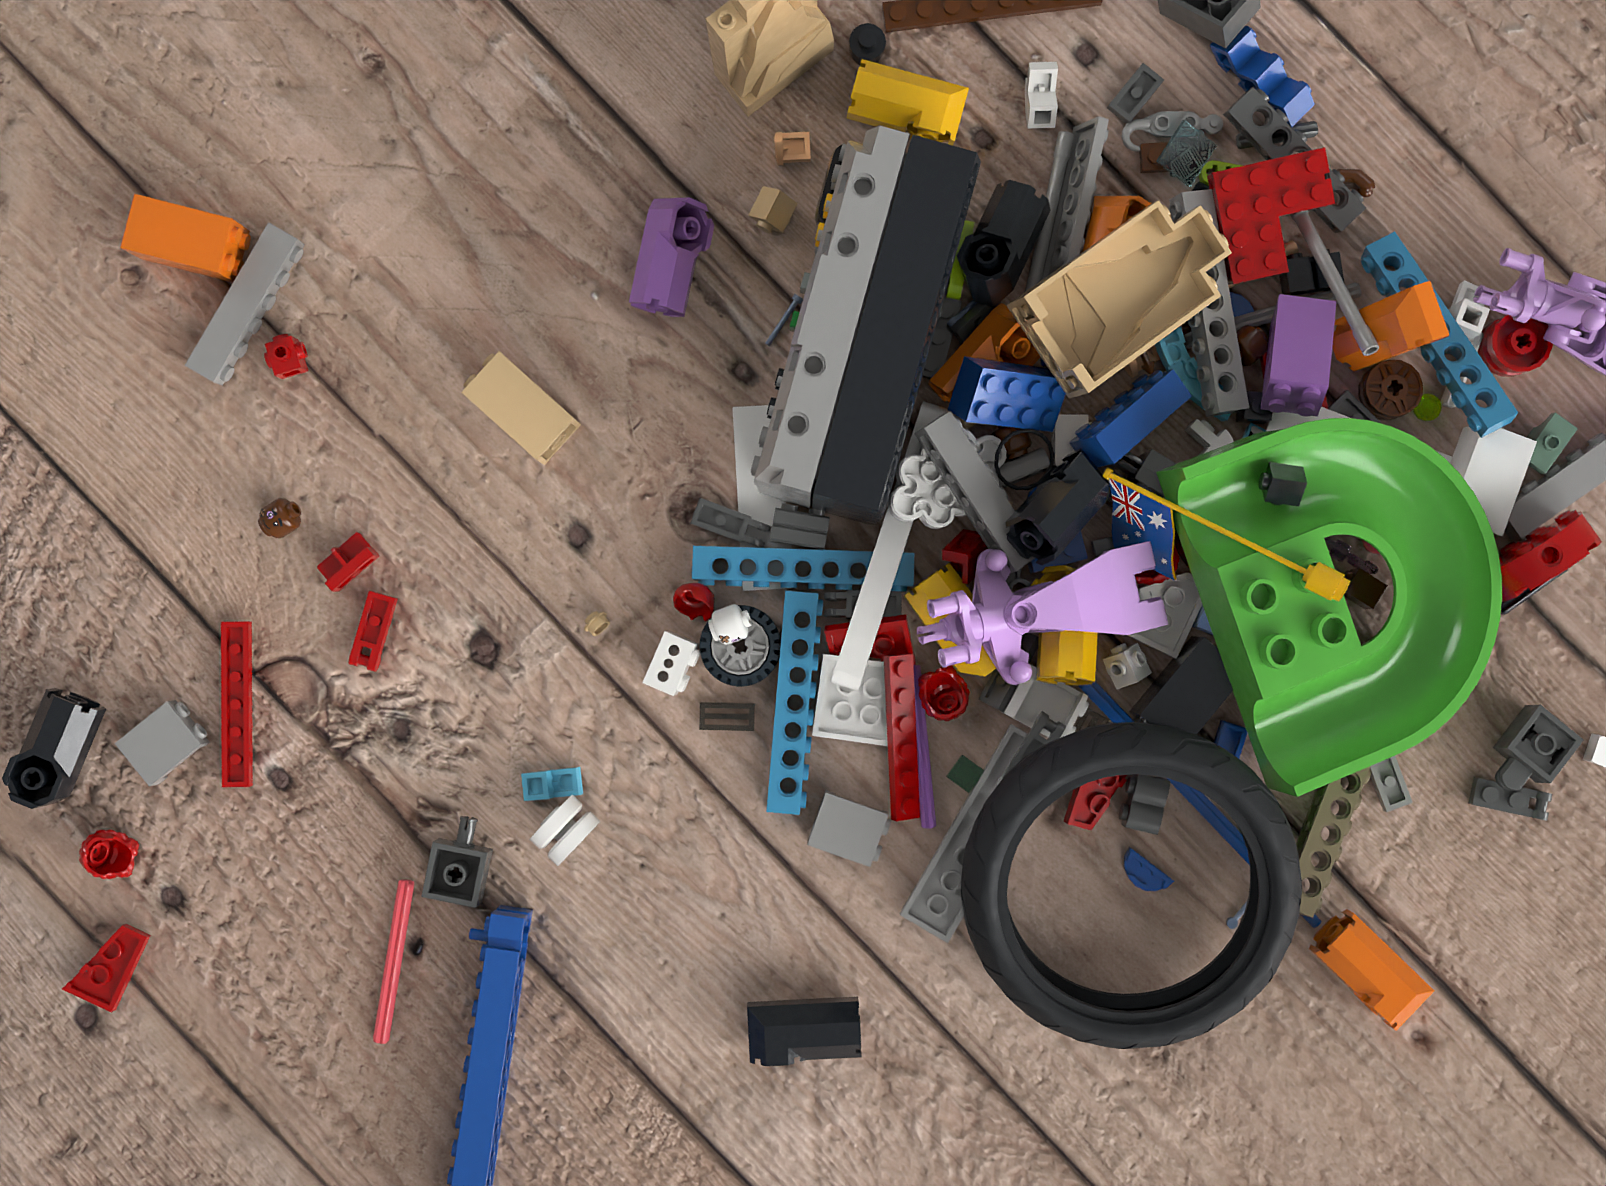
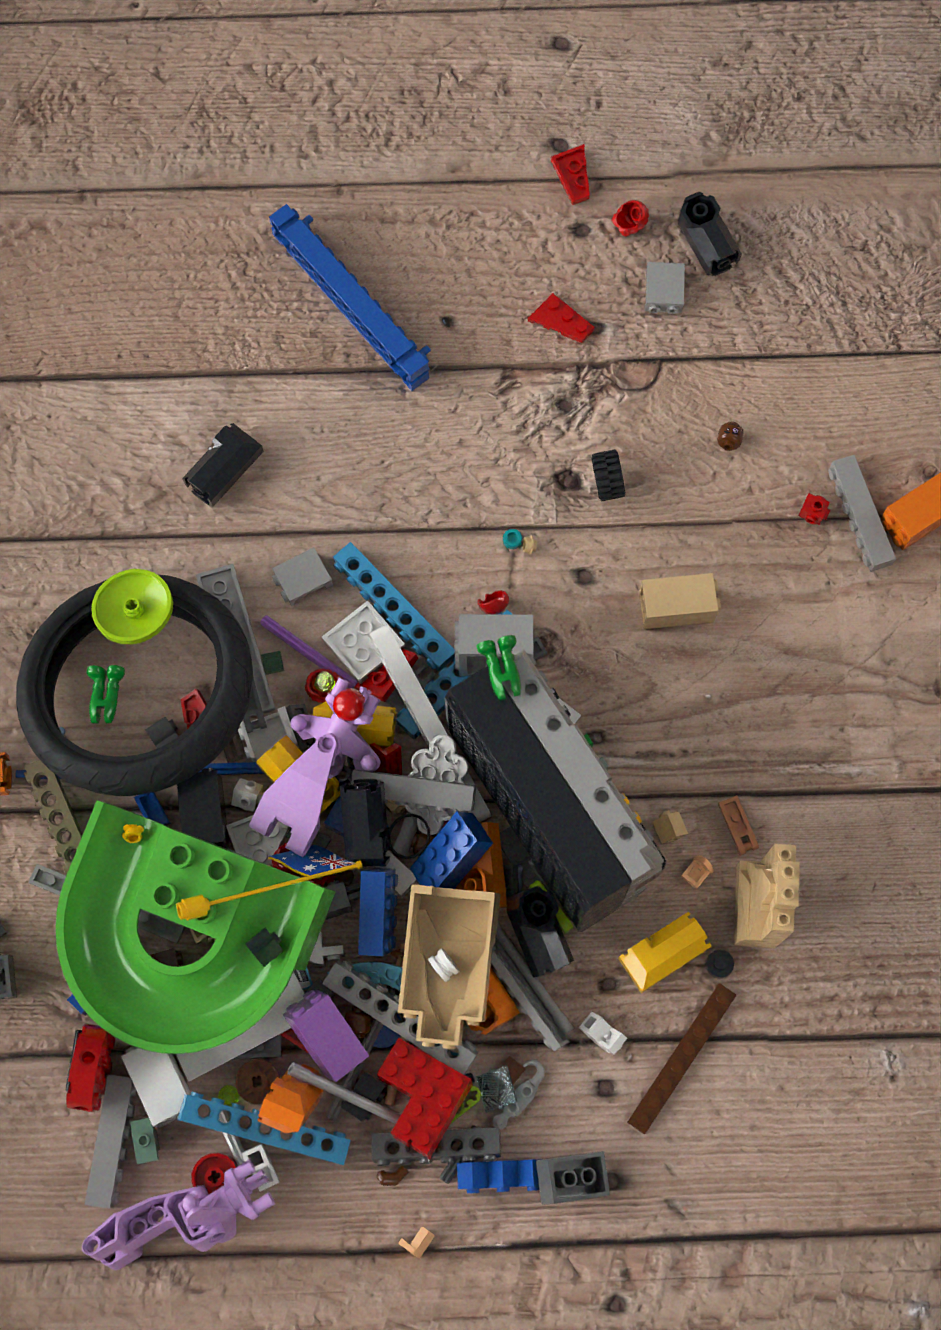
camera: 135 degrees right, 15 degrees down
(236, 704) = (652, 337): red plate -> none
(301, 824) = (560, 317): none -> red wing
(347, 562) = (677, 451): red panel -> none
(372, 630) = (629, 433): red plate -> none
(393, 961) = (450, 304): coral axle -> none
(445, 604) = (608, 475): none -> black tyre
(471, 860) = (466, 370): dark grey brick -> none
(552, 783) = (467, 453): medium azure slope -> none
(562, 828) = (436, 435): white wheel -> none
(605, 648) = (512, 539): none -> teal tile
(668, 255) = (693, 747): medium lavender brick -> none
(671, 663) = (472, 561): white piece -> none
(706, 147) = (738, 824): none -> nougat plate
(729, 624) = (464, 603): white head -> none
(748, 666) = (446, 591): wheel -> none
(751, 716) = (407, 580): clear smoke tile -> none
(753, 541) = (481, 627): none -> light grey window
(802, 456) = (511, 673): none -> green piece
(901, 736) = (323, 644): red plate -> none
(941, 695) = (324, 682): none -> clear neon green plate
(965, 626) = (349, 704): none -> red hair
(1067, 985) = (132, 606): none -> lime dish
(1132, 293) = (443, 965): none -> white wheel
(1135, 93) = (557, 1092): dark grey plate -> none
(1143, 873) = (131, 708): blue tile -> none
(1198, 897) = (97, 702): none -> green piece
(1288, 732) = (132, 833): none -> yellow plate
(1404, 97) = (419, 1243): none -> light nougat tile

